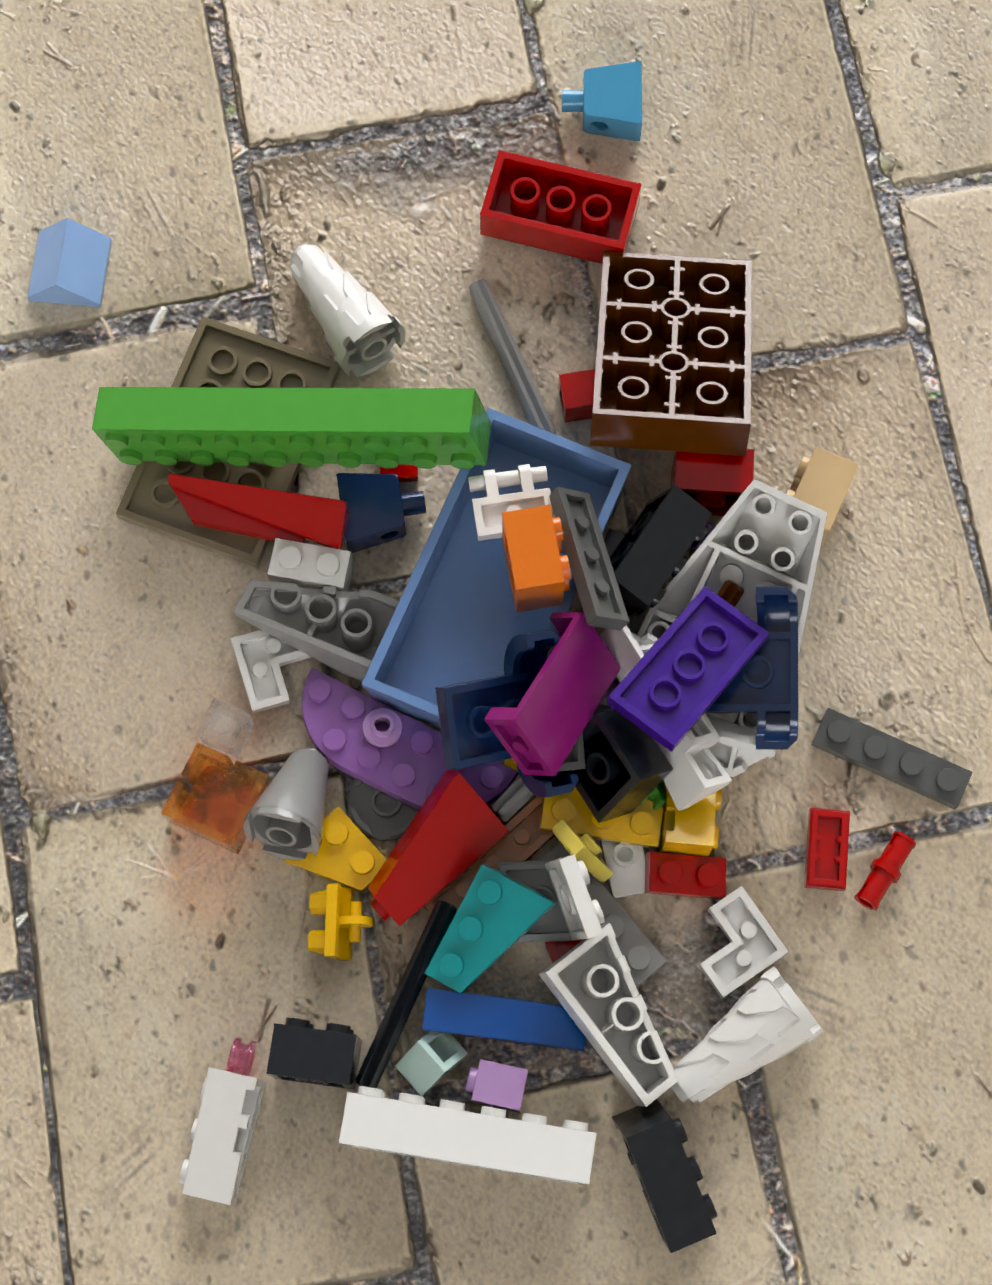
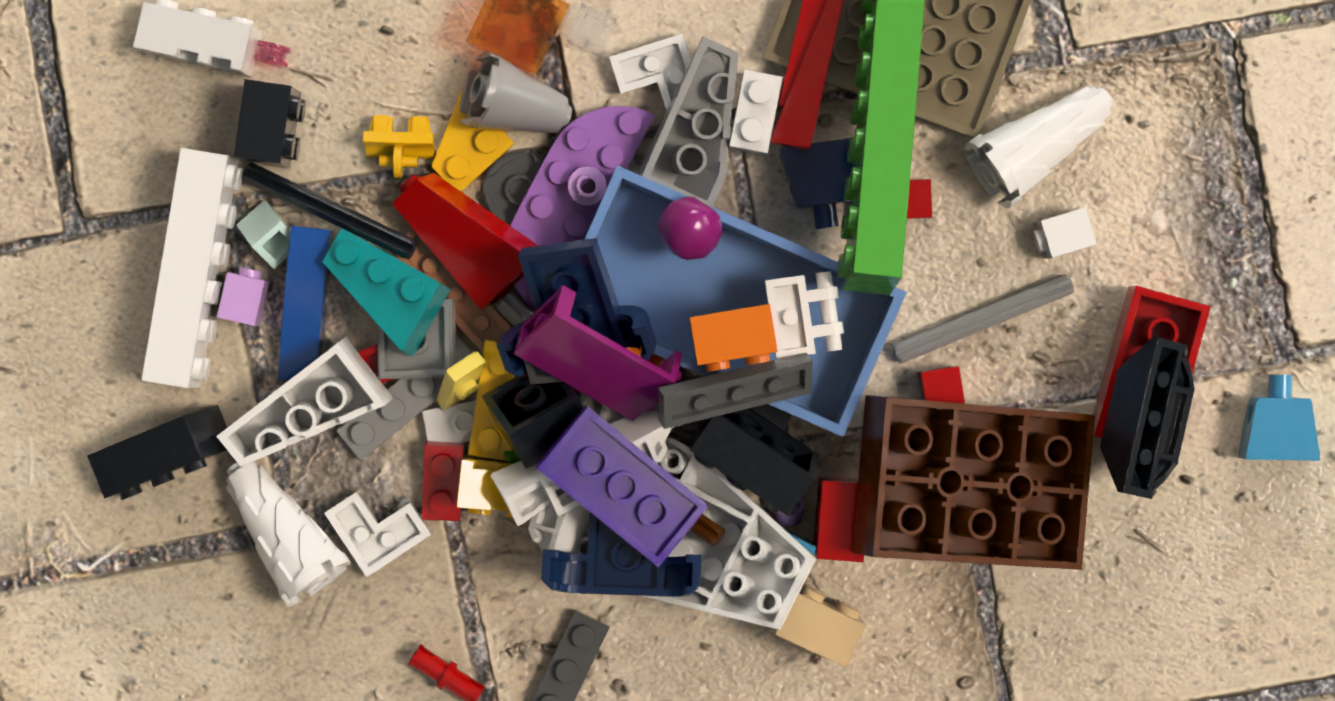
camera: 90 degrees right, 15 degrees up
(425, 609) = (689, 228): none -> magenta hair
(430, 286) = (1064, 233): none -> white brick
(569, 884) = (419, 368): white plate -> none
(604, 196) = (1148, 417): none -> black wedge
(827, 849) = (467, 619): red plate -> none

